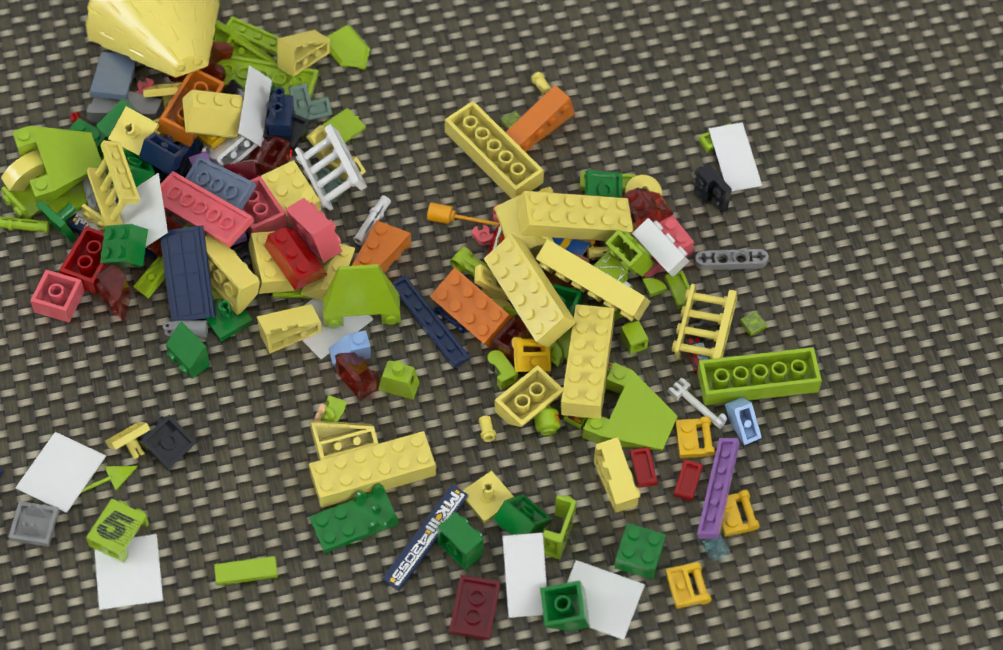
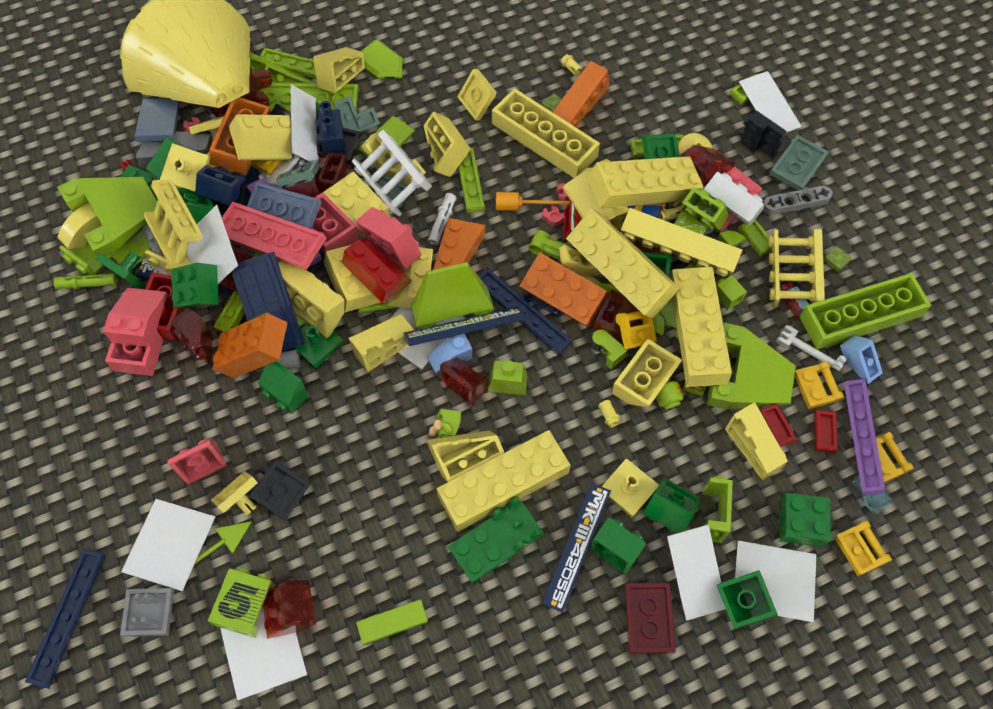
camera: 10 degrees left, 5 degrees up
(64, 265) = (135, 317): none -> coral slope
(100, 403) = (198, 461): none -> coral slope
(157, 542) = (288, 608): none -> clear red slope
(164, 308) = (250, 345): none -> orange brick
(246, 154) = (304, 173): none -> sand green plate
(367, 324) = (463, 326): none -> dark blue tile
(392, 146) = (446, 144): none -> light yellow wedge
(409, 186) = (471, 184): none -> lime tile
(435, 100) = (477, 94): none -> light yellow tile
(744, 222) = (799, 163): none -> sand green plate

